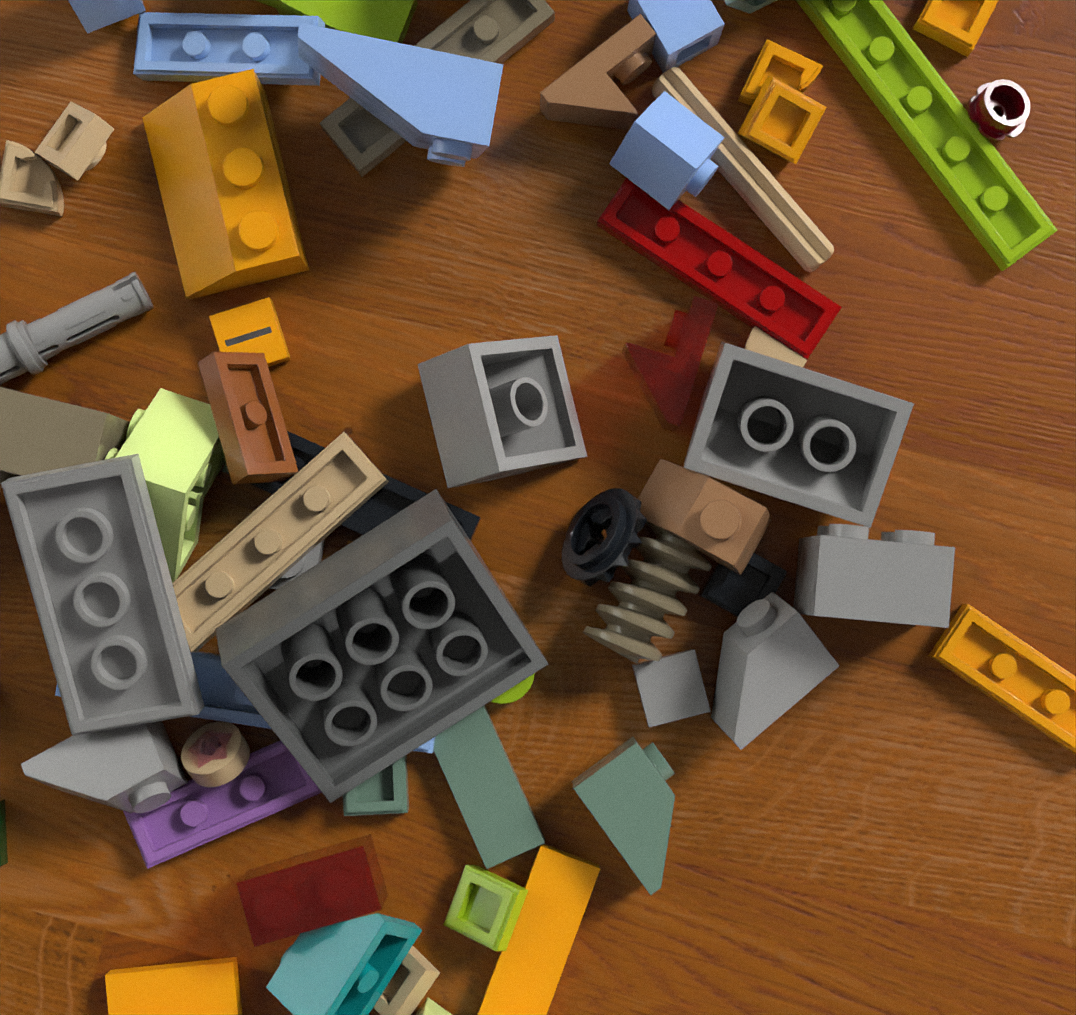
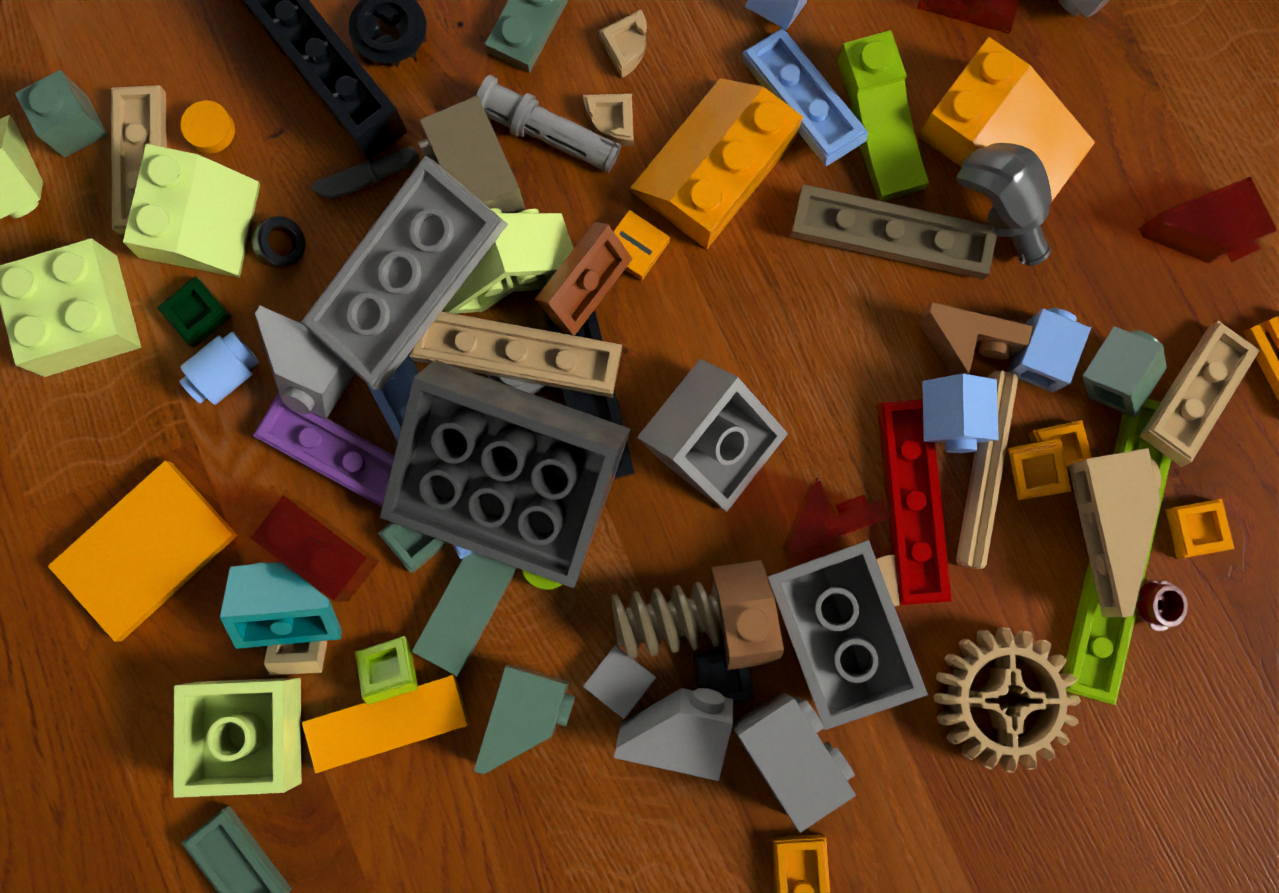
camera: 55 degrees right, 5 degrees down
(51, 853) = (218, 369): none -> light blue brick
(75, 141) = (673, 49): tan plate -> none
(96, 258) = (611, 116): none -> tan tile
(215, 754) = (356, 422): tan tile -> none
(418, 92) = (870, 223): light blue slope -> none
(585, 551) = (667, 565): black gear -> none
(886, 82) = (1118, 515): none -> tan slope
(994, 342) = (1010, 718): none -> tan gear

